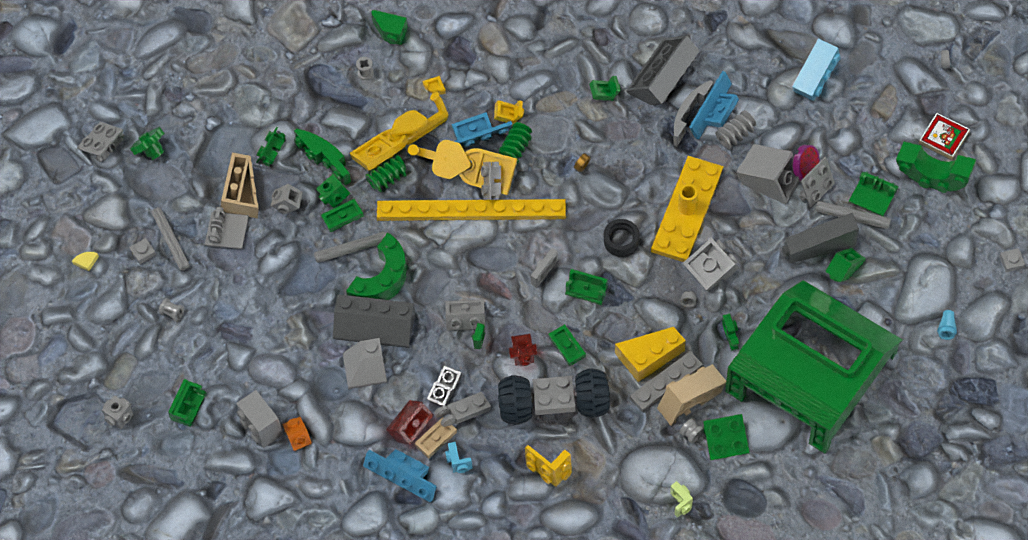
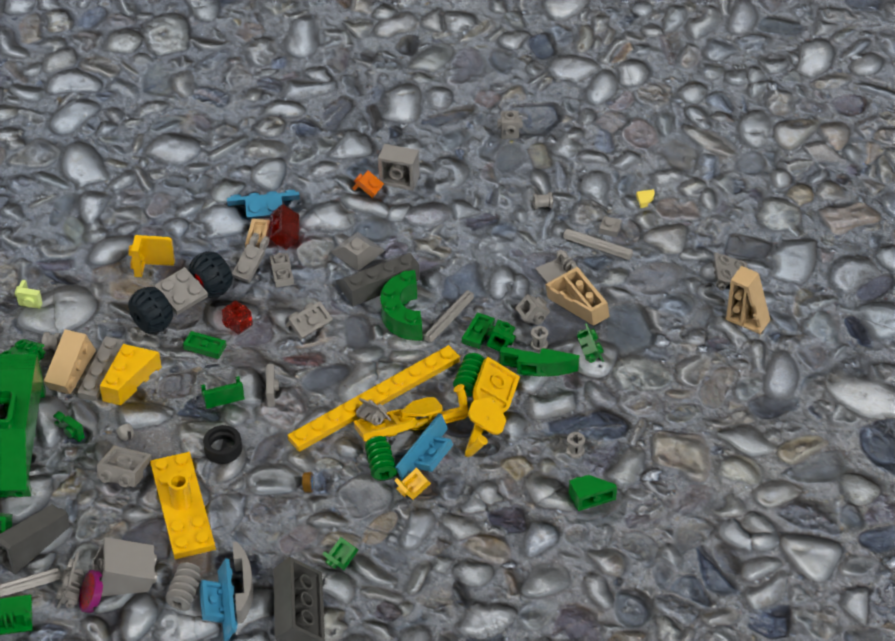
camera: 140 degrees right, 15 degrees down
(127, 91) = (747, 301): none -> tan wedge
(149, 144) = (688, 283): green plant -> none
(187, 403) = (467, 157): green hinge -> none
(304, 175) = (535, 333): none -> light grey bush
(434, 85) = (502, 474): yellow tile -> none
(461, 465) = (229, 228): medium azure bracket -> none
(478, 336) = (282, 310): green tile -> none

